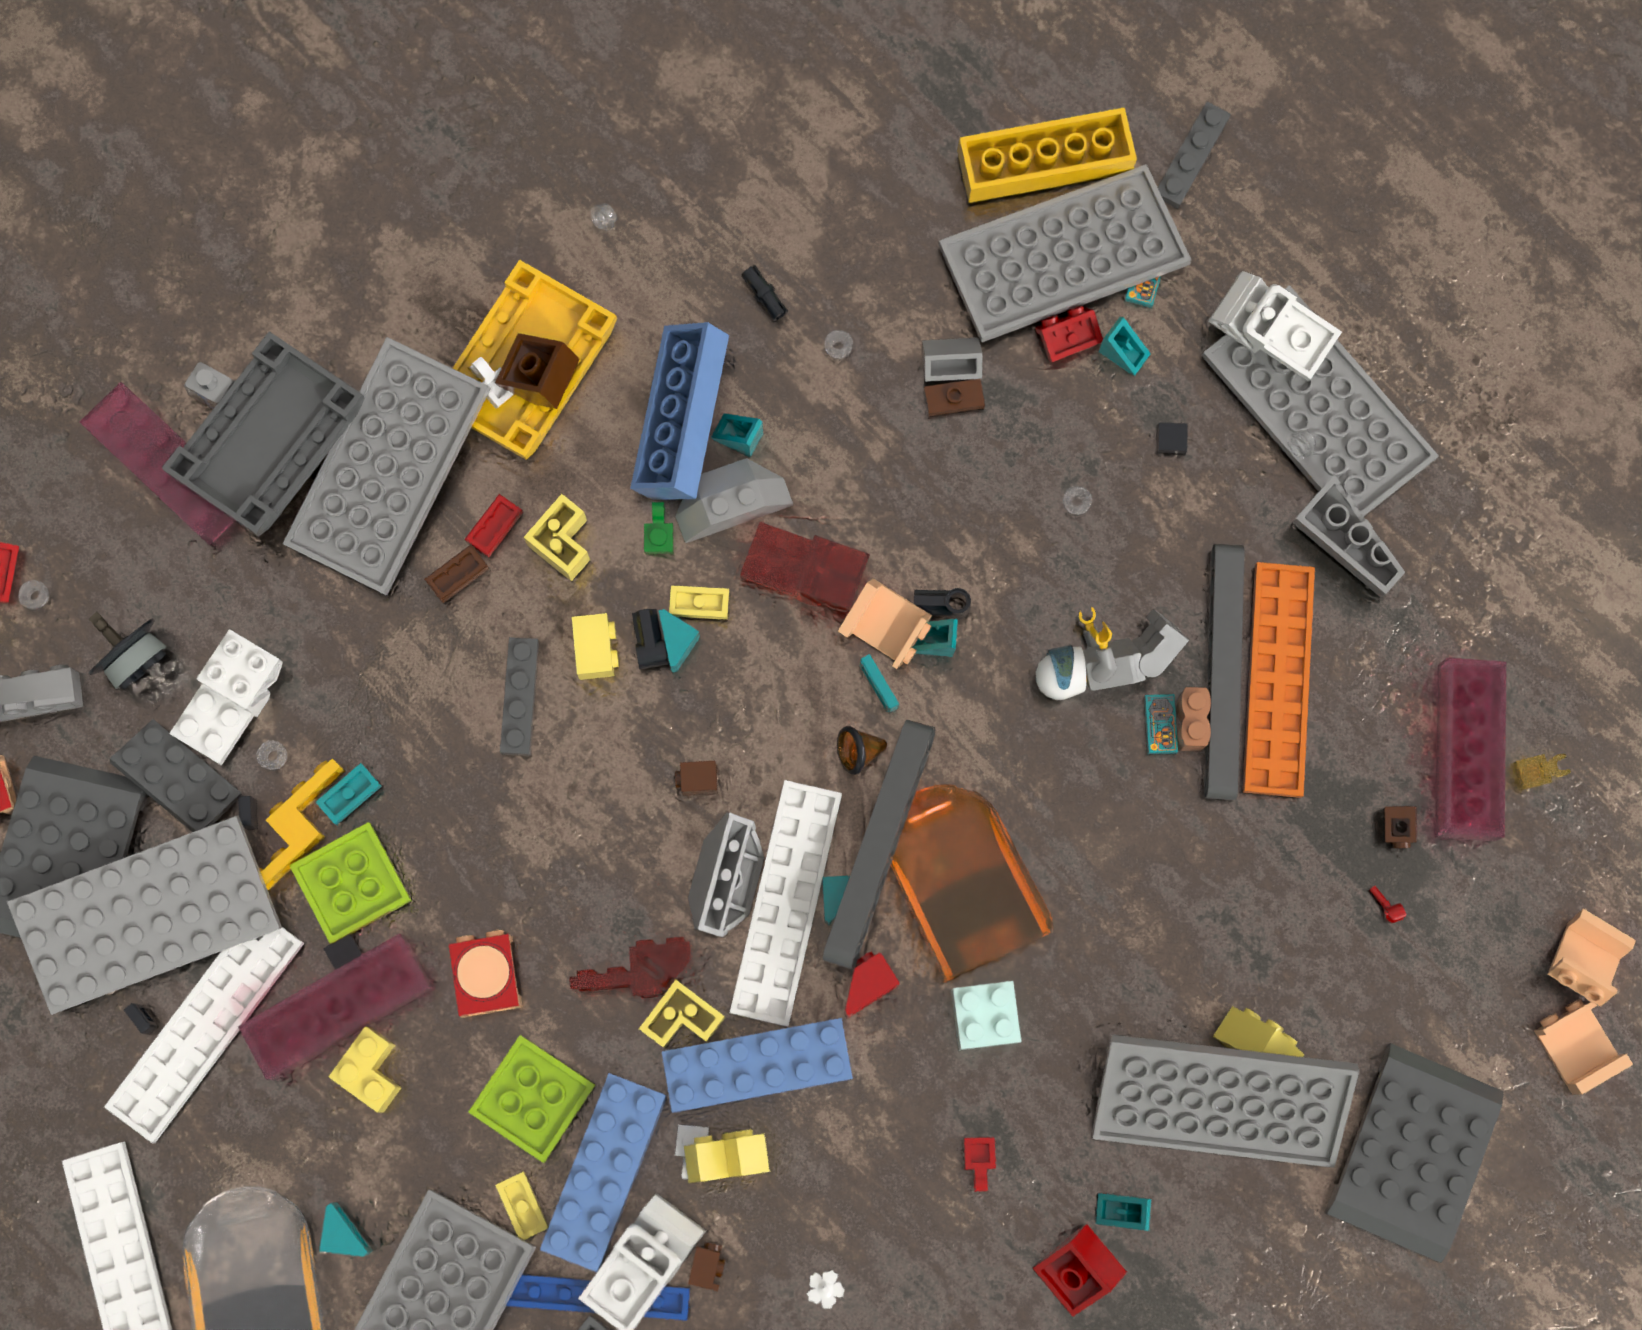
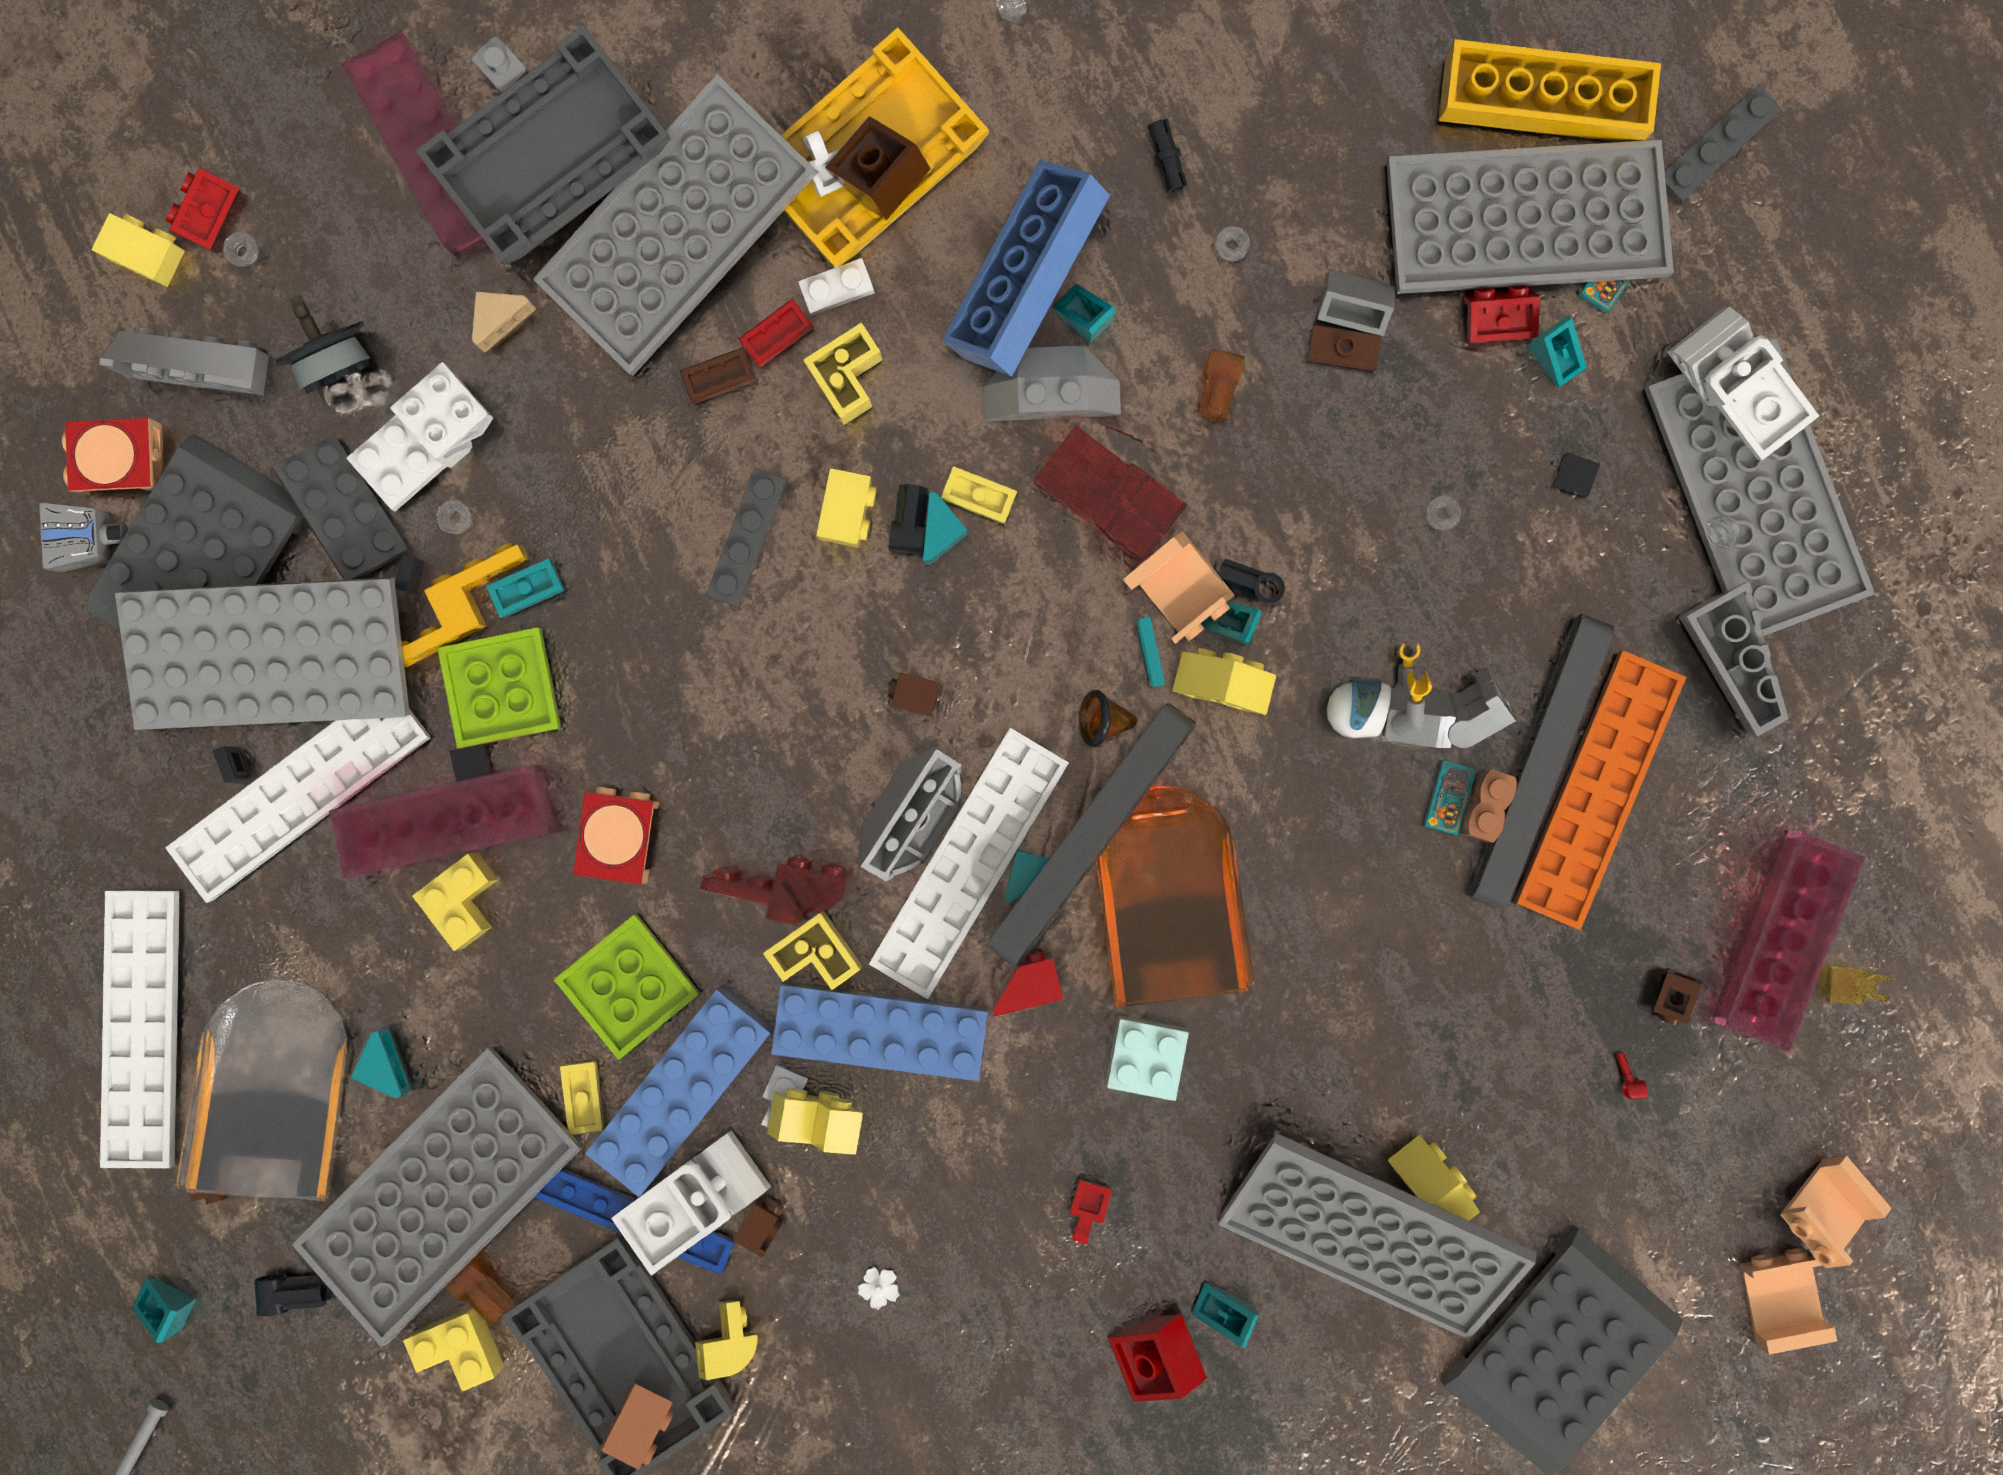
camera: 20 degrees right, 10 degrees up
(261, 581) = (497, 316): none -> tan slope
(531, 475) = (836, 287): none -> white plate
(658, 535) = (957, 402): green plate -> none
(865, 450) = (1221, 377): none -> clear orange piece
(946, 686) = (1225, 680): none -> light yellow brick

